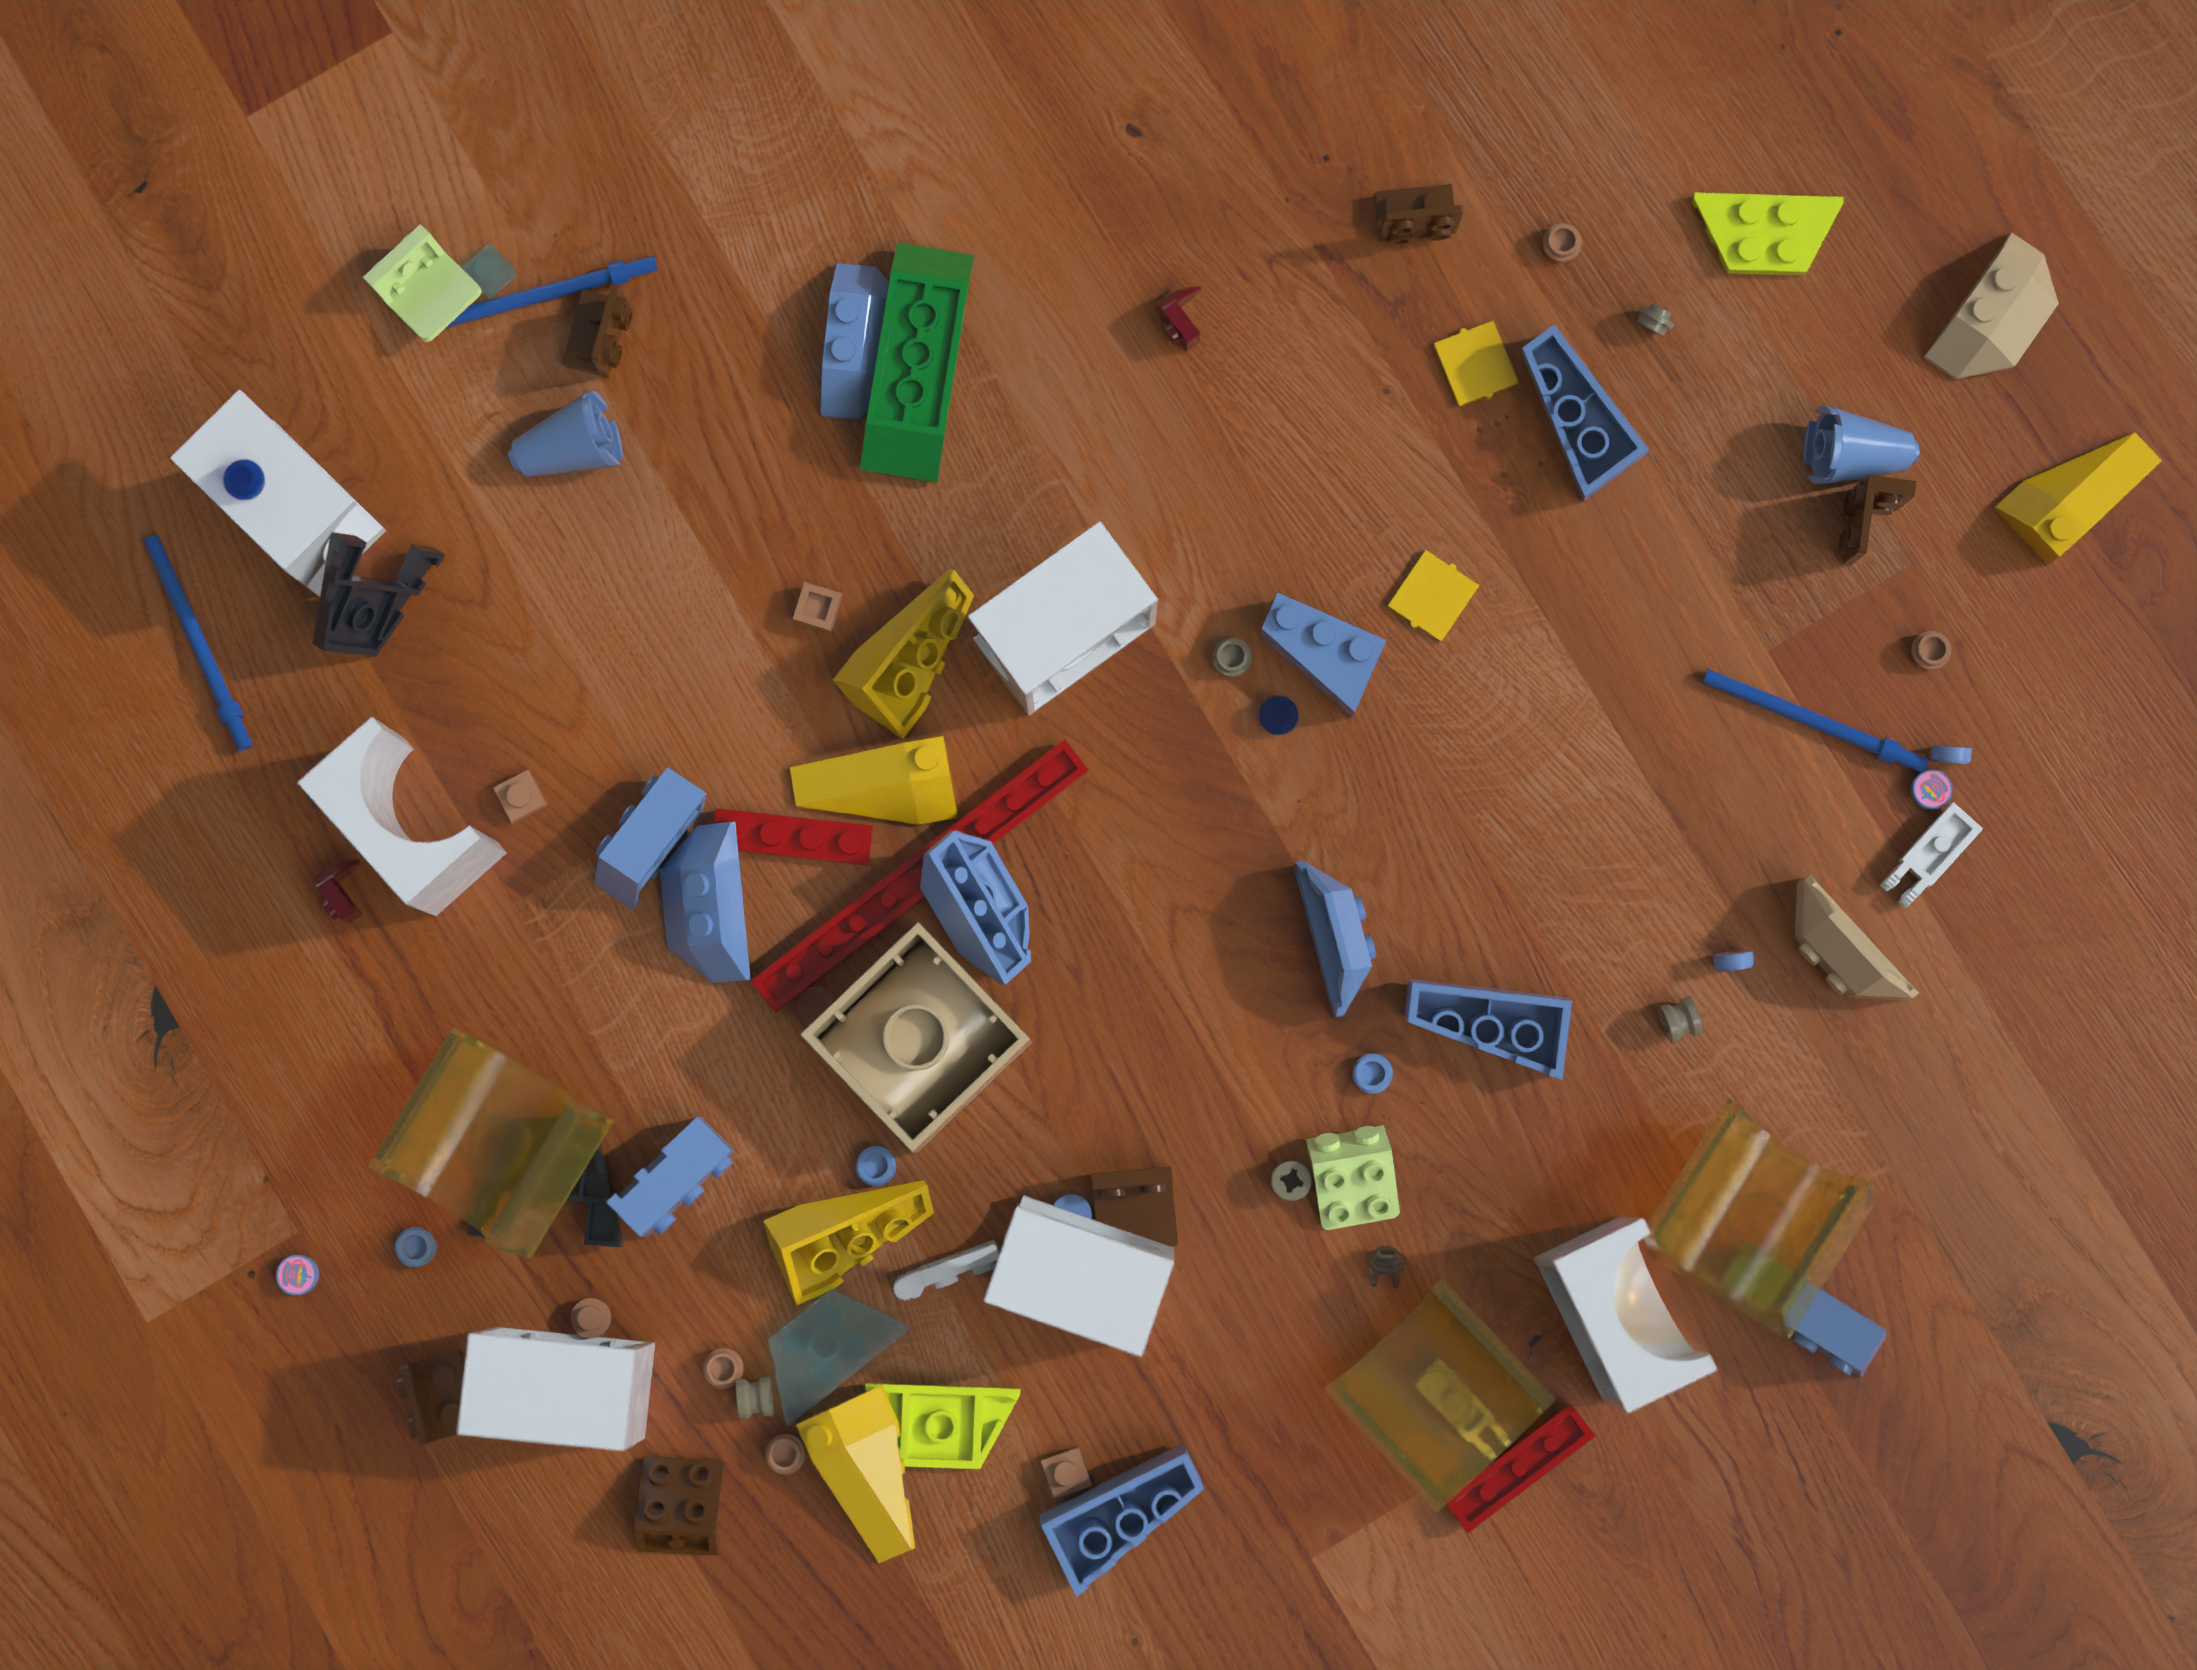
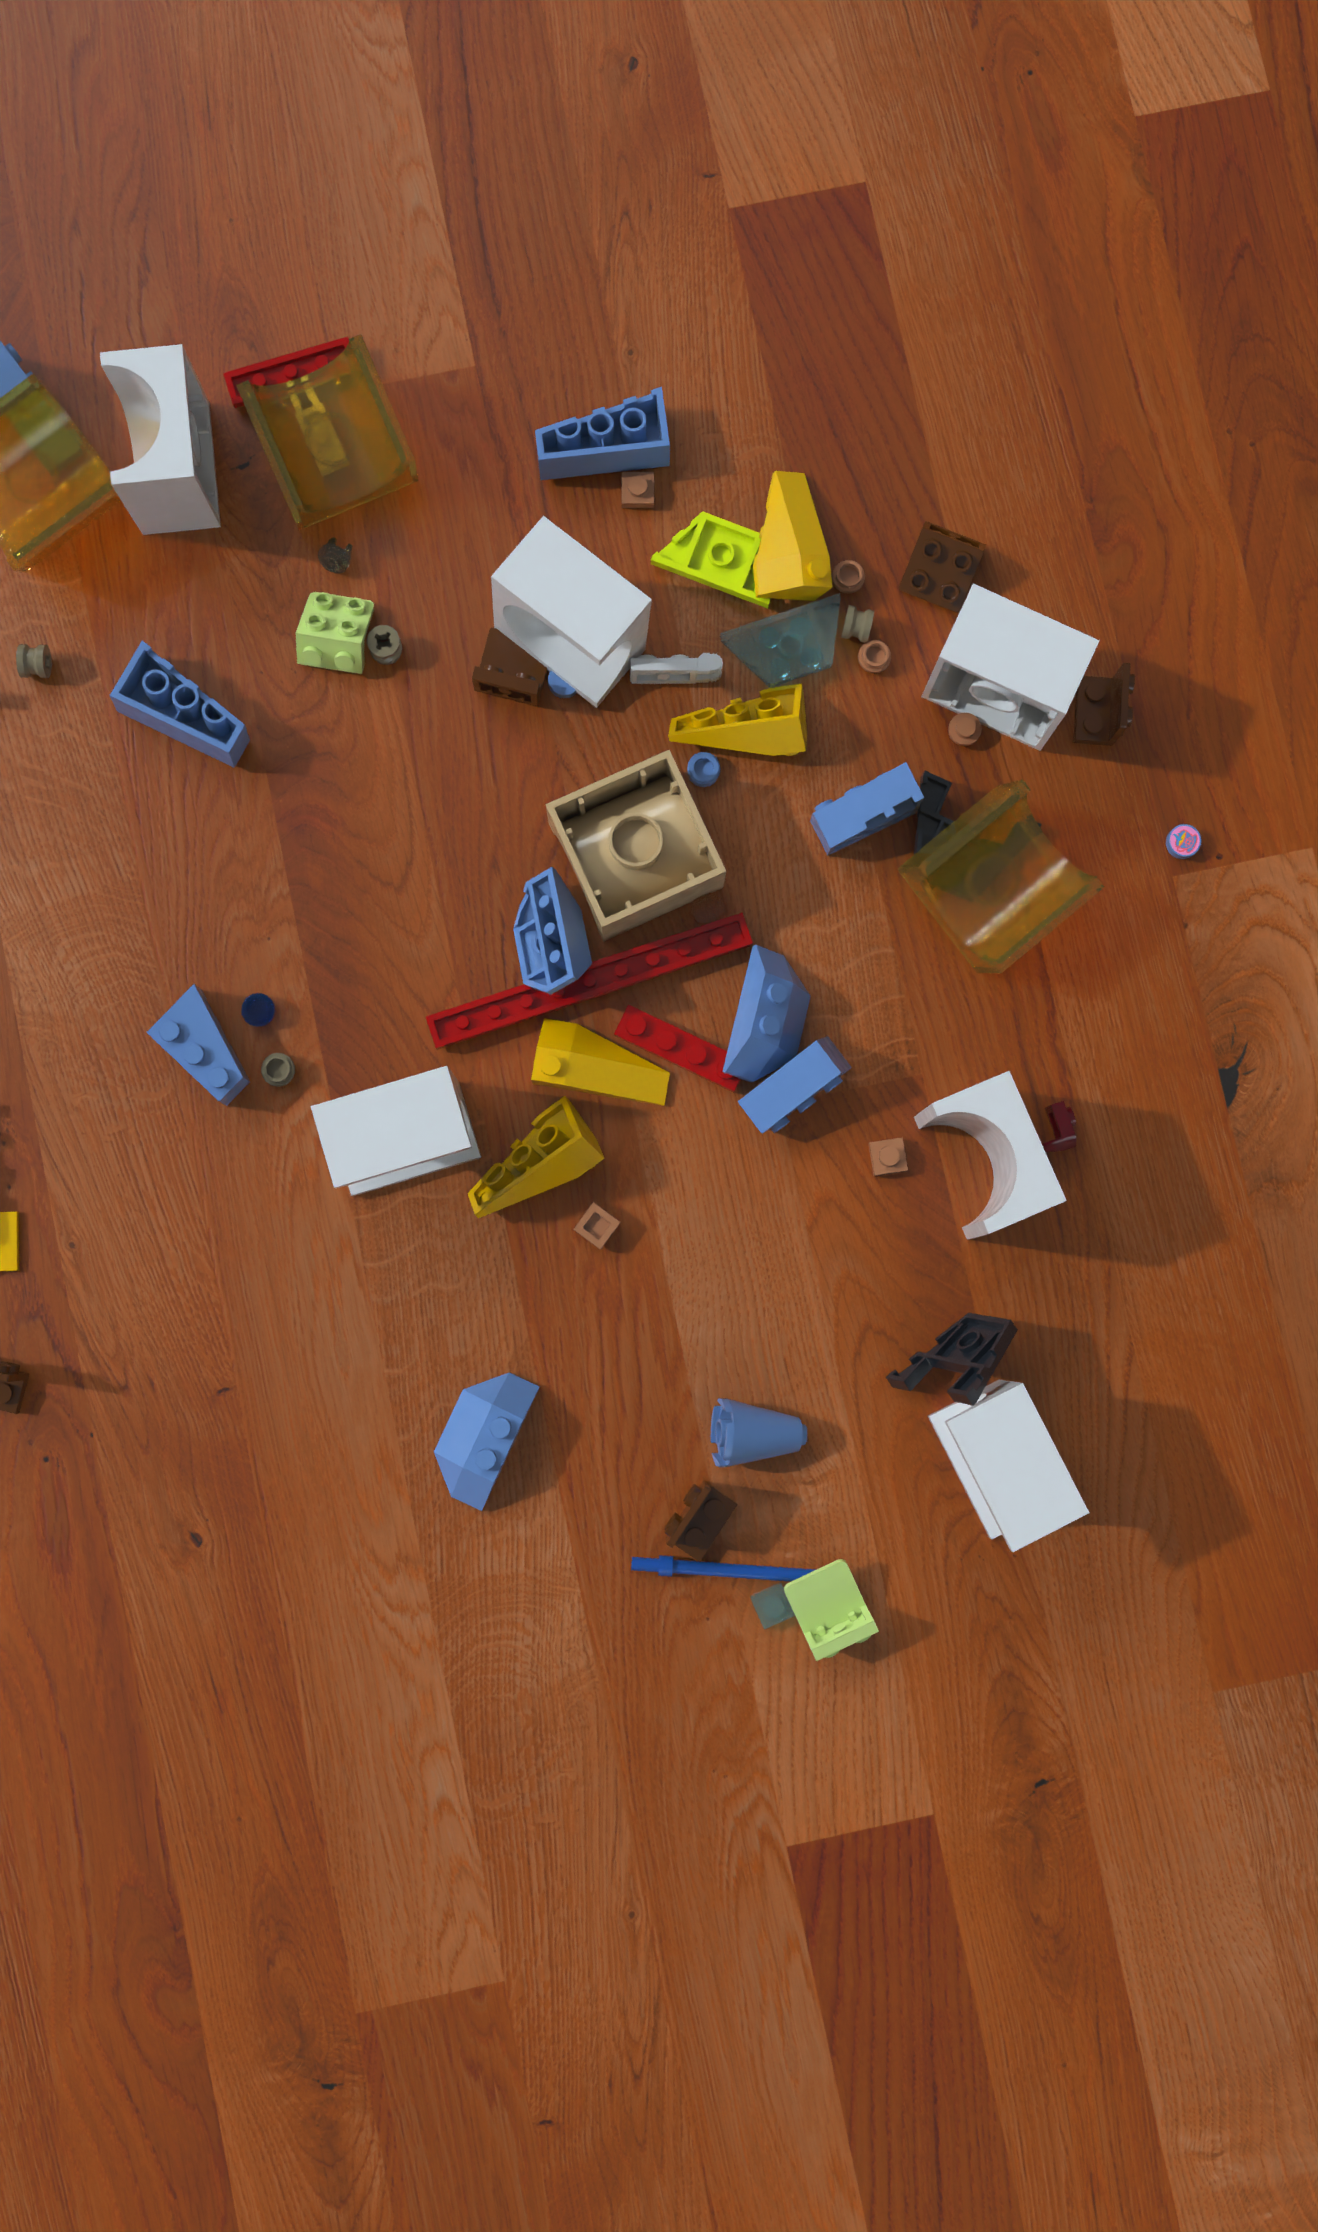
camera: 165 degrees left, 0 degrees up
(228, 710) = (1102, 1307): blue bar -> none
(244, 479) = (1033, 1470): clear blue plate -> none
(416, 1247) = (1083, 831): medium blue tile -> none
(916, 362) = (442, 1401): green slope -> none
(1178, 325) = (218, 1356): dark red plate -> none
(1336, 934) = (277, 817): medium blue wedge -> none
(1372, 1073) = (291, 706): medium blue tile -> none
(1433, 596) = (98, 1064): yellow piece -> none

